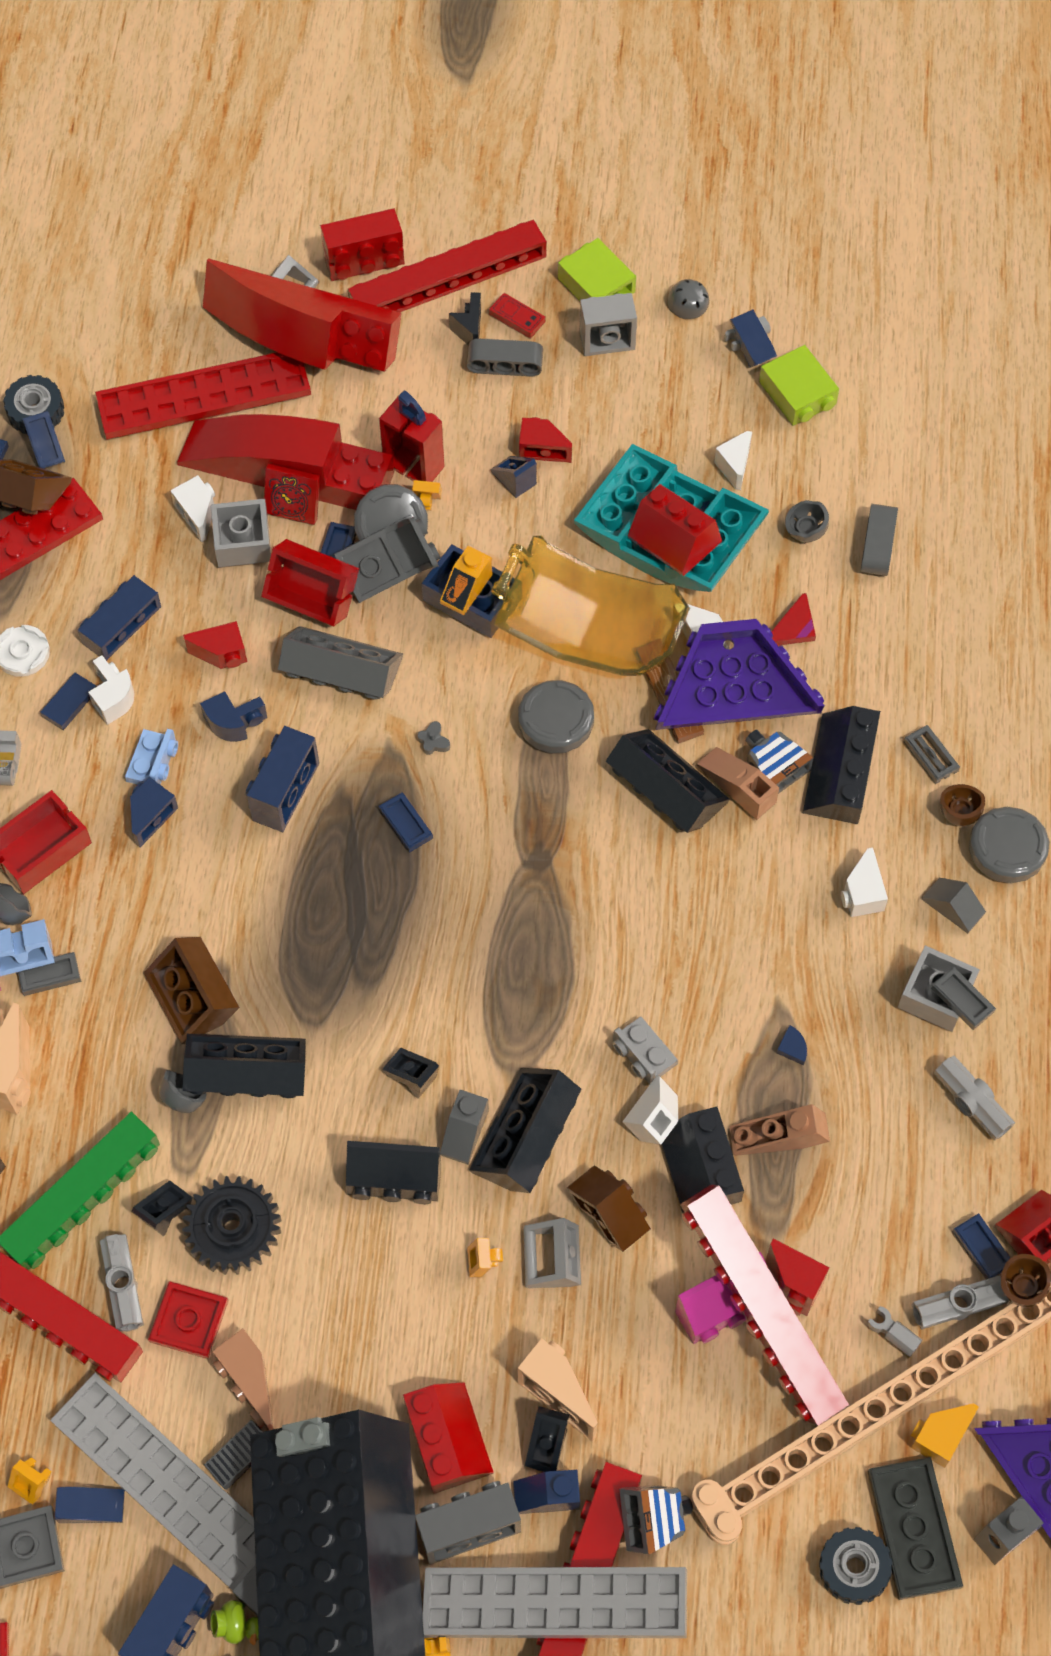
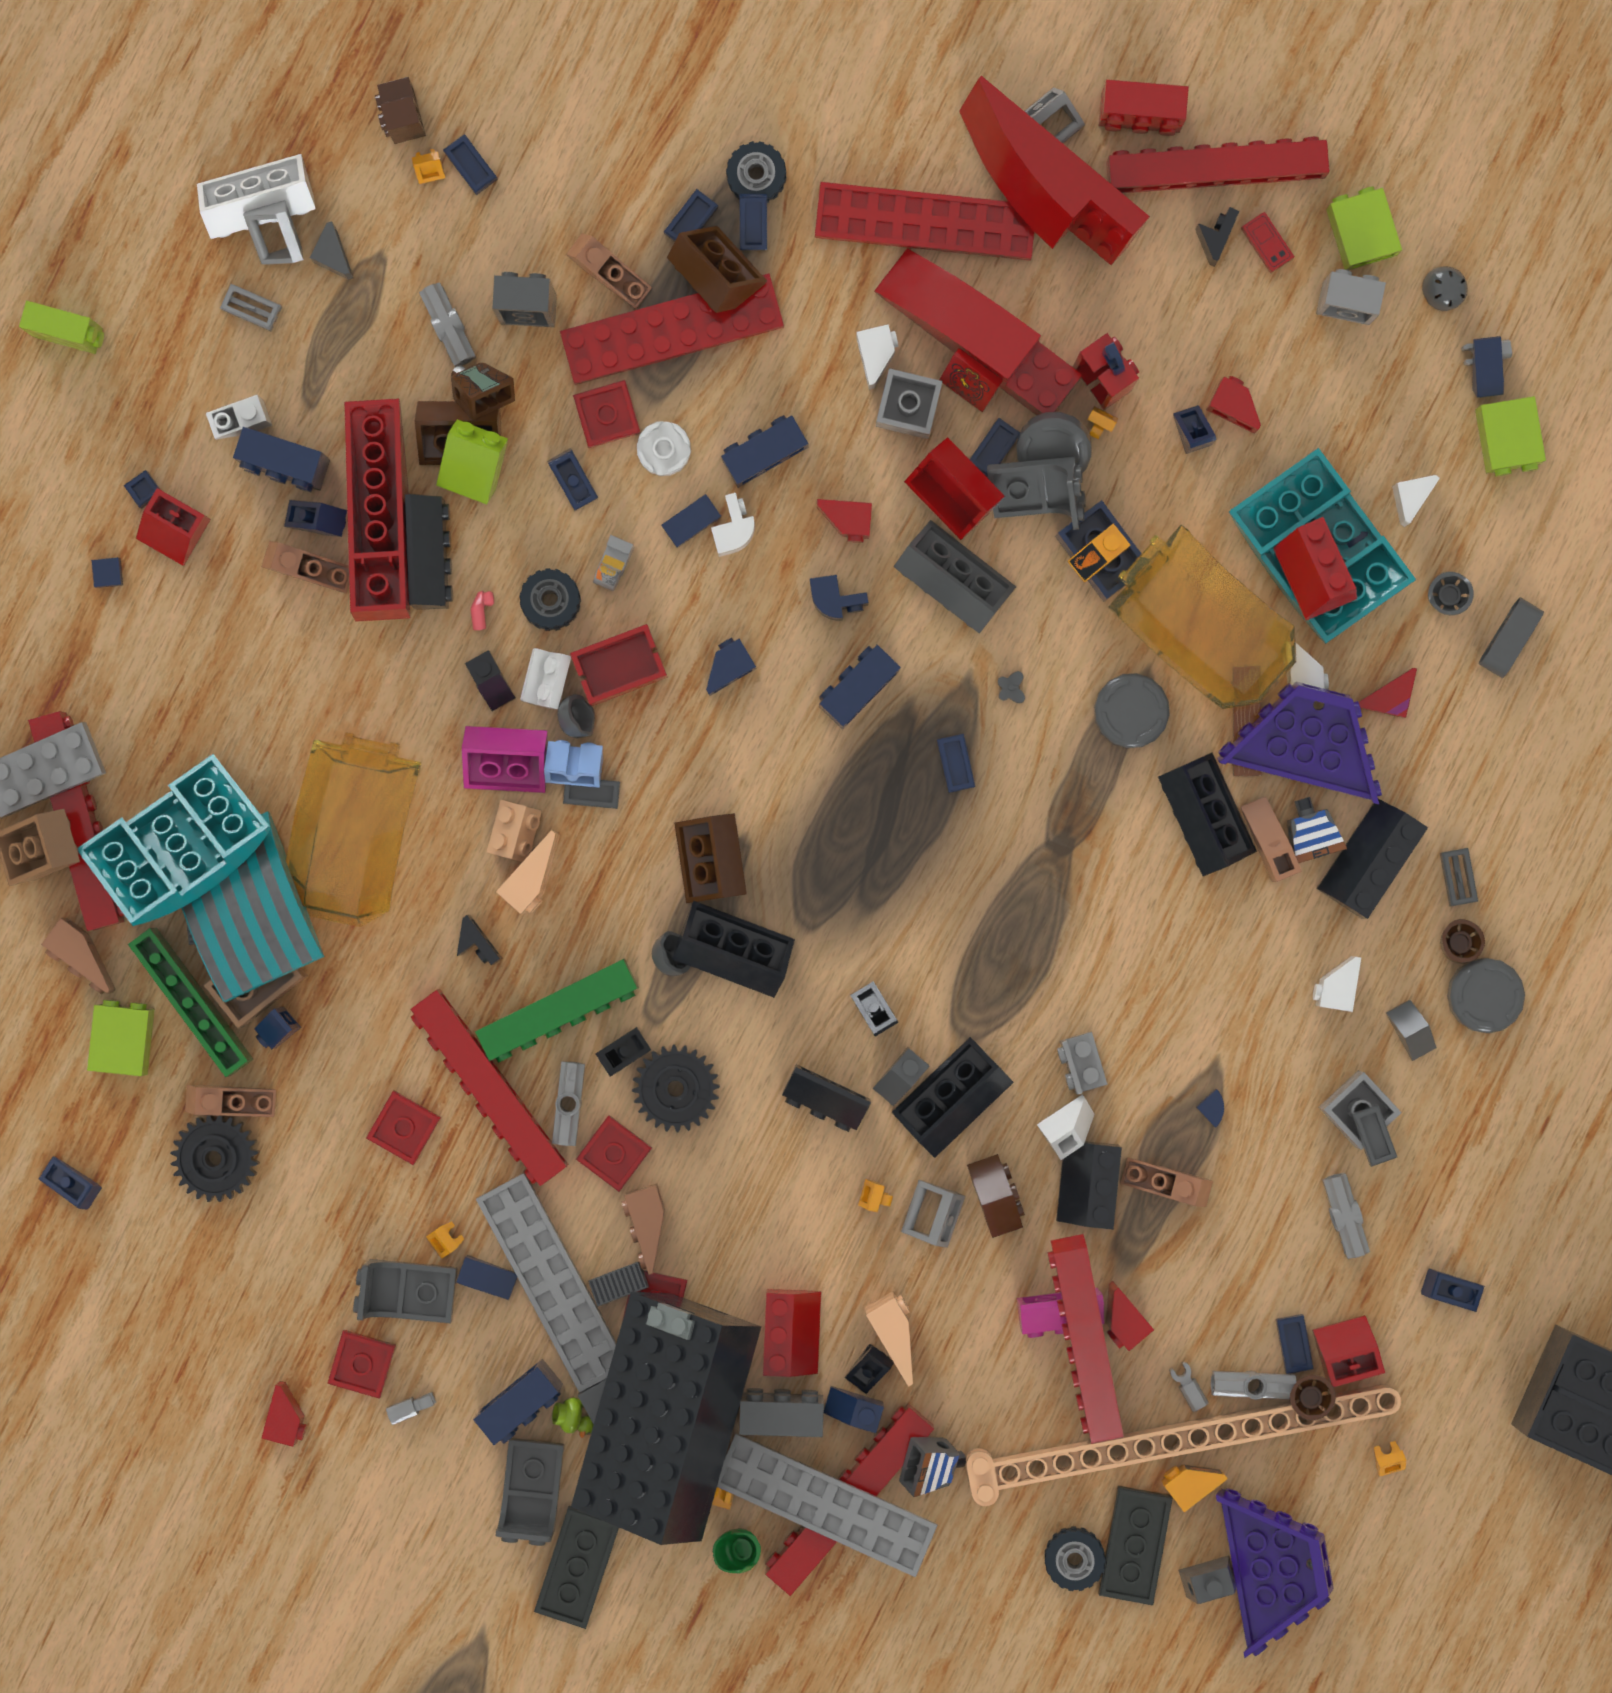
camera: 25 degrees right, 25 degrees up
(152, 757) = (747, 611): light blue bracket -> none
(505, 357) = (1235, 291): dark grey beam -> none

